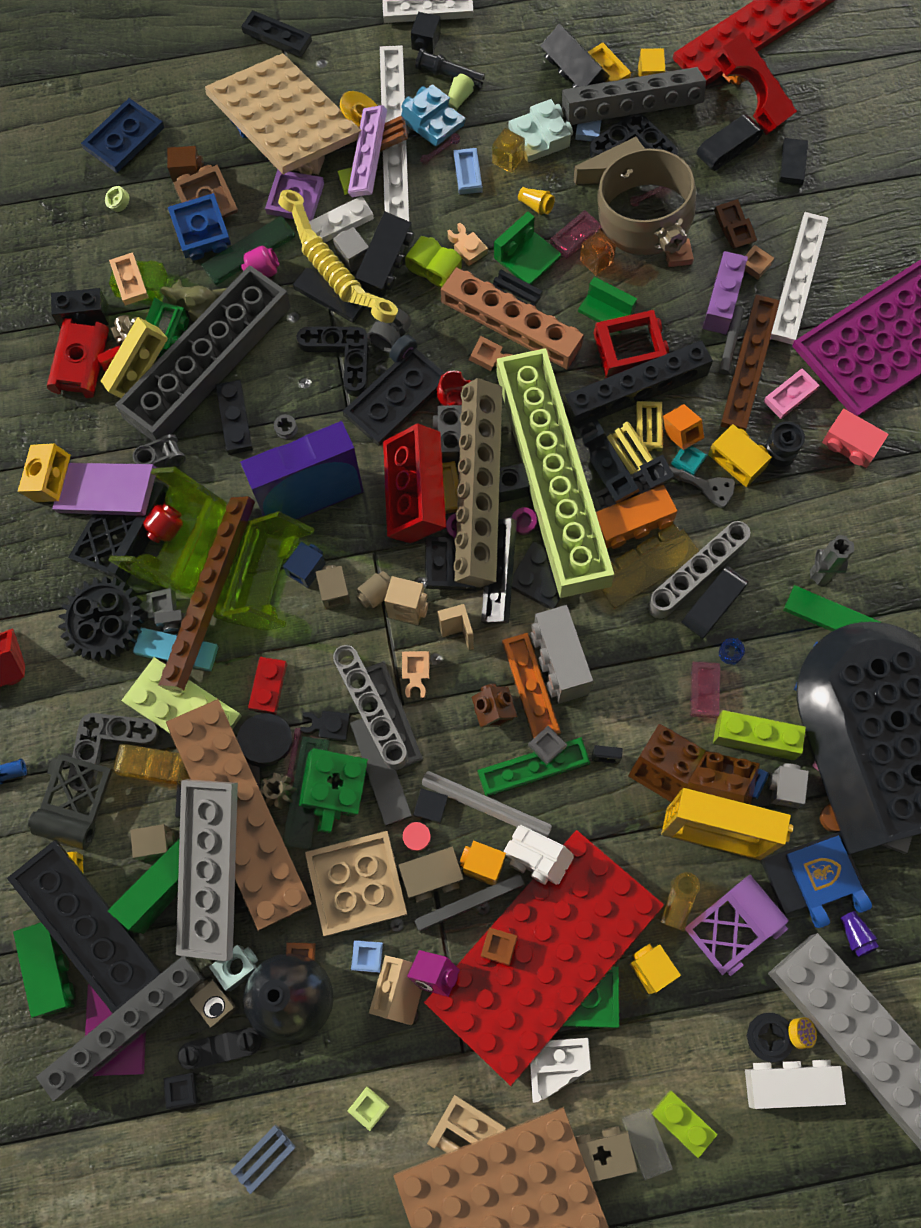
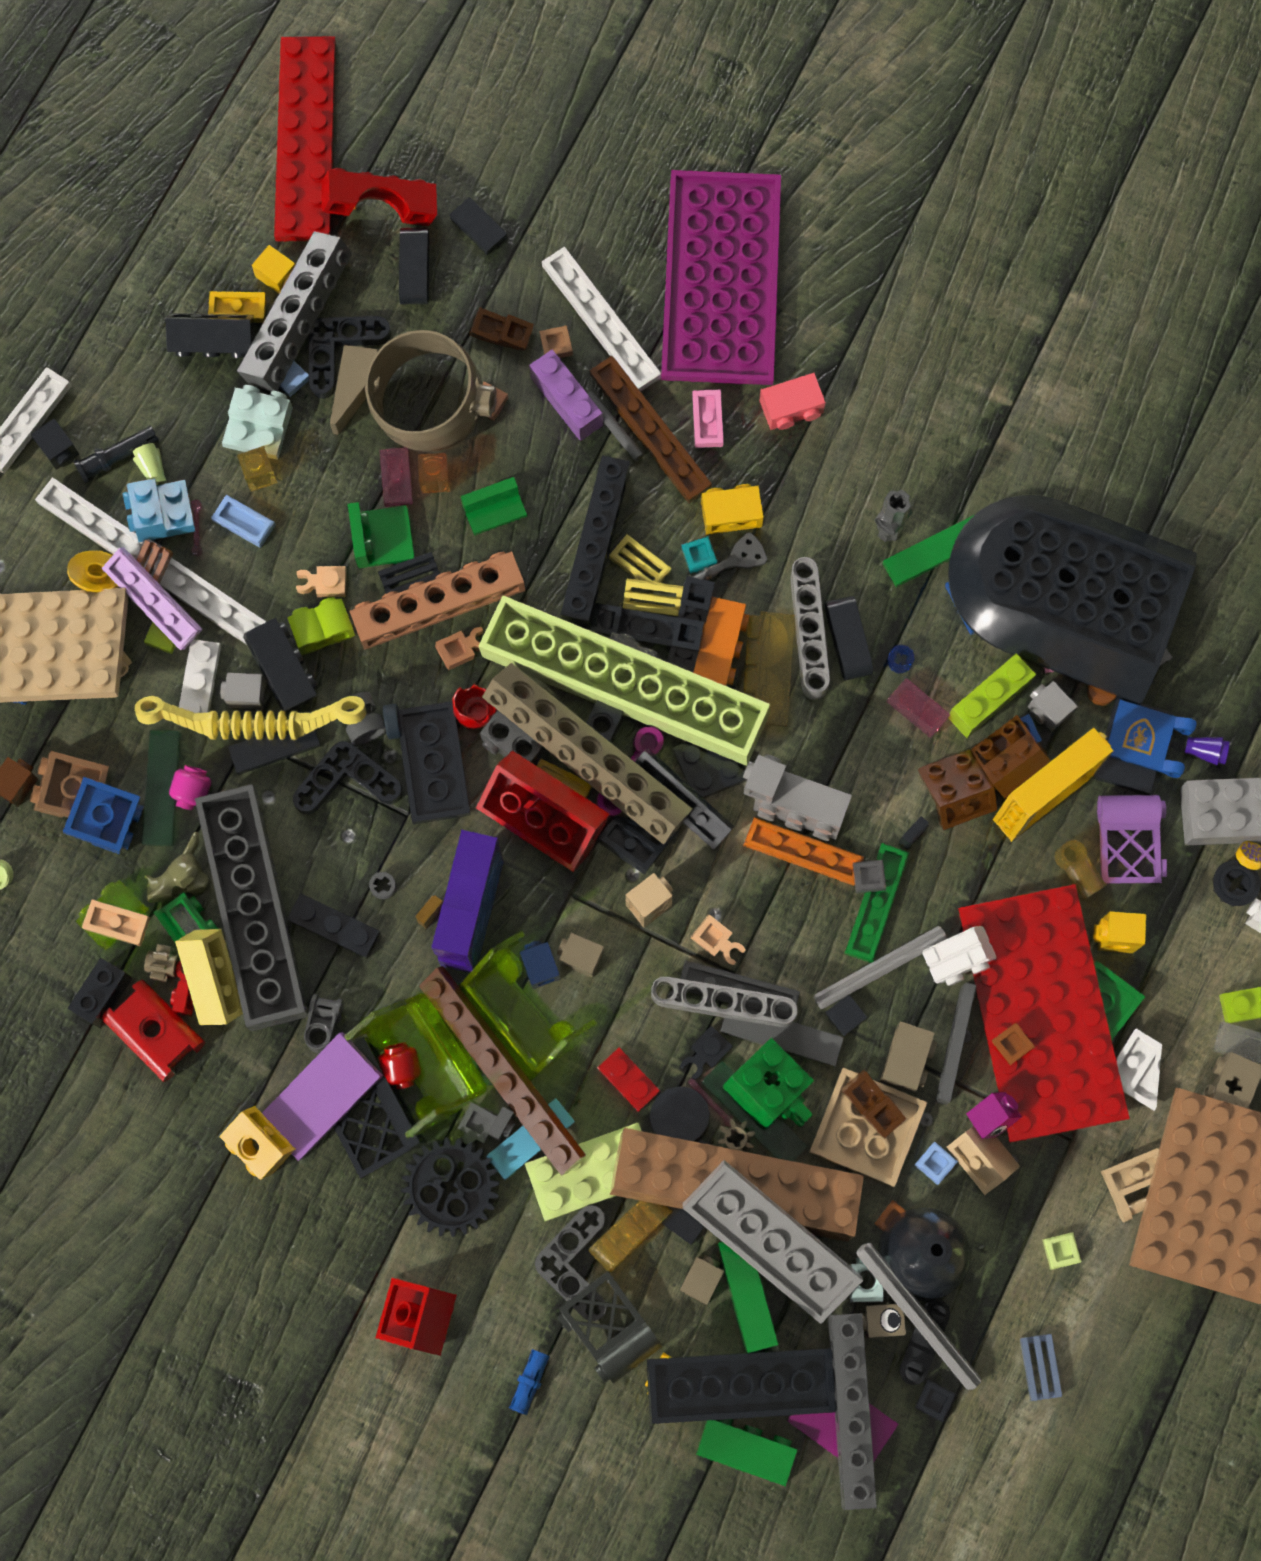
camera: 55 degrees left, 5 degrees up
(231, 1029) = (919, 1316): none -> light grey axle
(306, 185) = (134, 686): medium lavender plate -> none
(373, 590) = (613, 919): dark tan brick -> none
(374, 873) = (873, 1104): none -> reddish brown slope
(416, 836) = (864, 1046): coral piece -> none
(454, 621) = (708, 864): tan panel -> none
(482, 862) = (934, 1005): light orange brick -> none
(494, 706) = (801, 895): reddish brown brick -> none
(538, 200) = (331, 483): yellow cone -> none
(552, 606) = (763, 778): none -> light grey brick
(605, 347) = (537, 541): red window -> none
(635, 200) = (402, 395): clear pink hinge -> none
(683, 426) = (668, 535): orange brick -> none
(785, 443) = (752, 464): black wheel -> none

